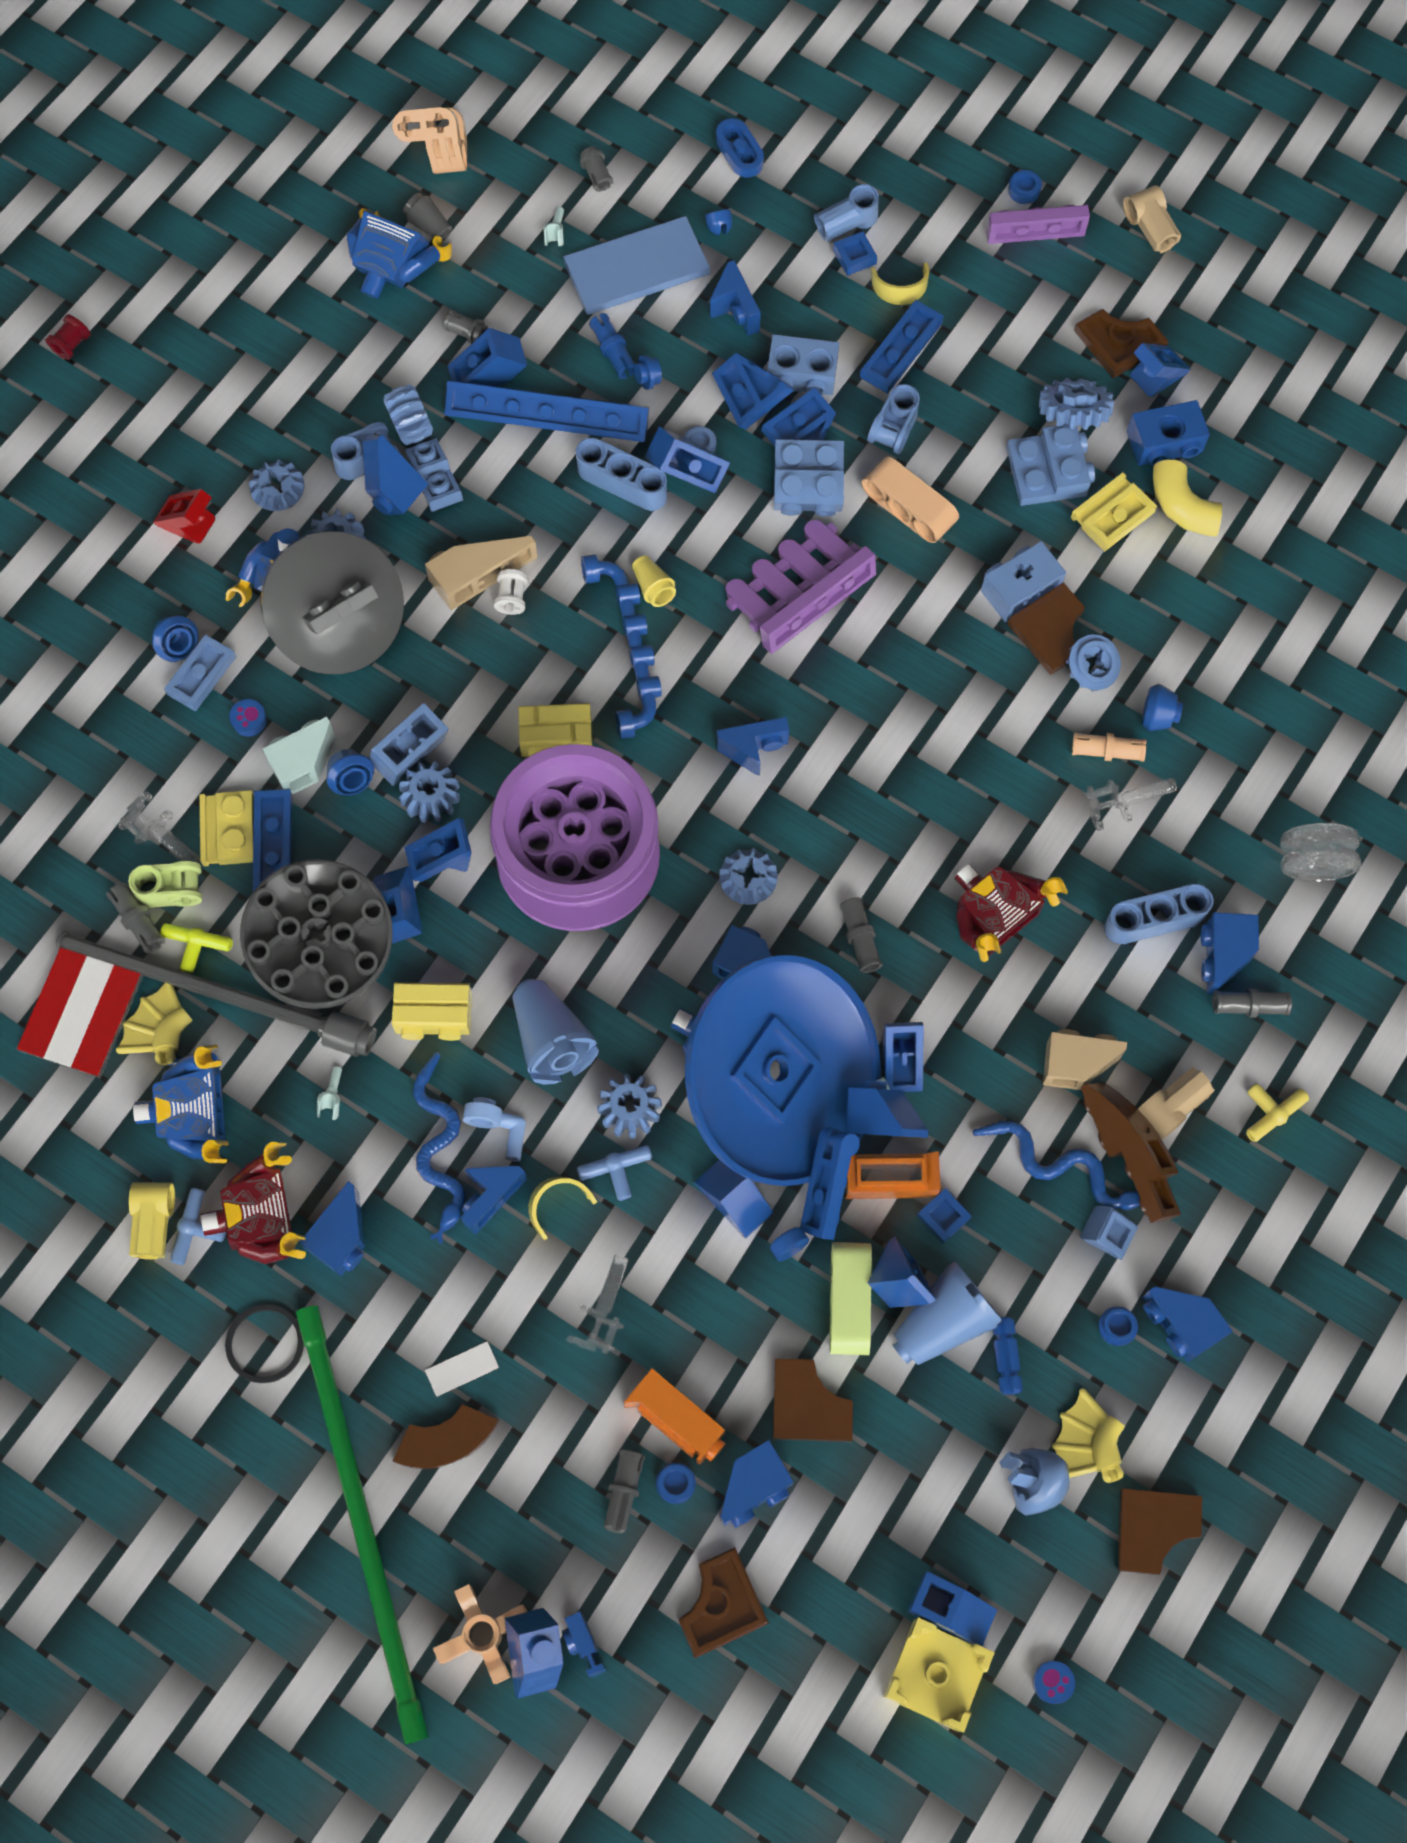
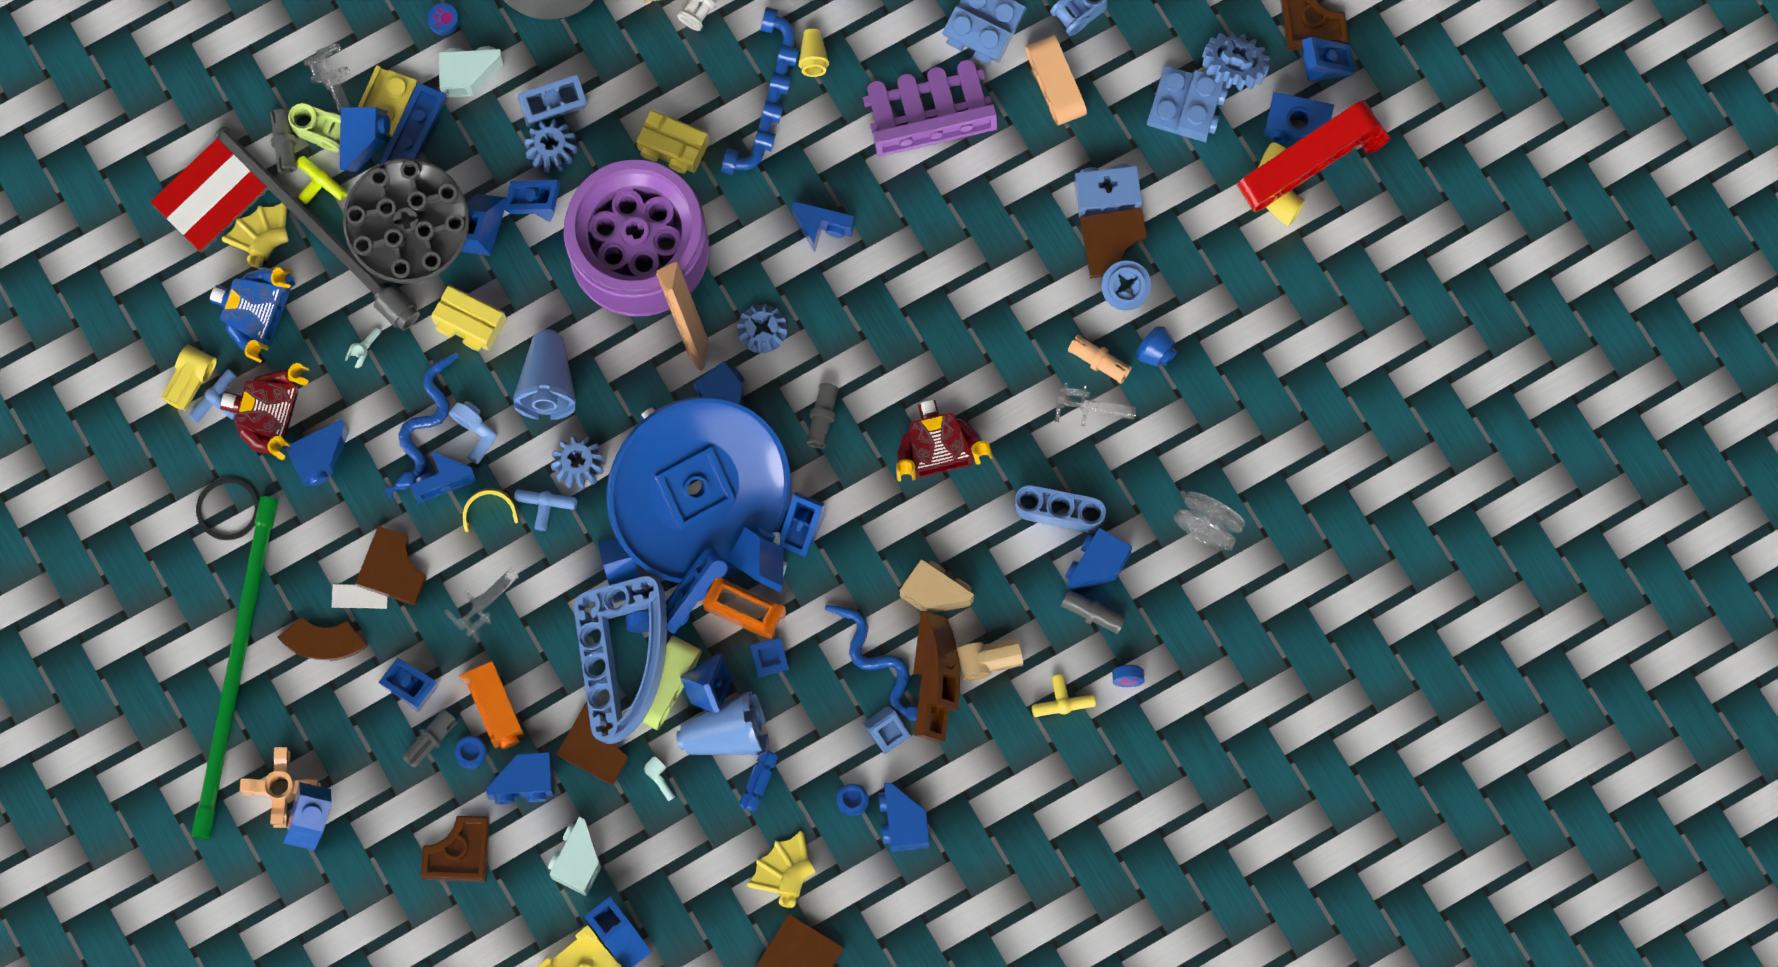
camera: 30 degrees right, 5 degrees up
(220, 870) = (361, 135): none -> blue slope
(349, 772) = (497, 101): blue cone -> none
(480, 1322) = (389, 569): none -> reddish brown tile
(569, 1440) = (408, 684): none -> blue slope
(580, 1640) = (345, 822): blue plate -> none
(667, 892) = (684, 313): none -> light nougat slope
(766, 1296) = (603, 650): none -> medium blue beam
(863, 1545) = (578, 861): none -> light aqua slope
(887, 1400) = (653, 769): none -> light aqua hand
(1037, 1478) = (728, 877): medium blue piece -> none
(1113, 512) = (1215, 166): light yellow plate -> none
(1232, 418) = (1312, 154): none -> red beam
(1326, 1051) = (1128, 676): none -> blue tile

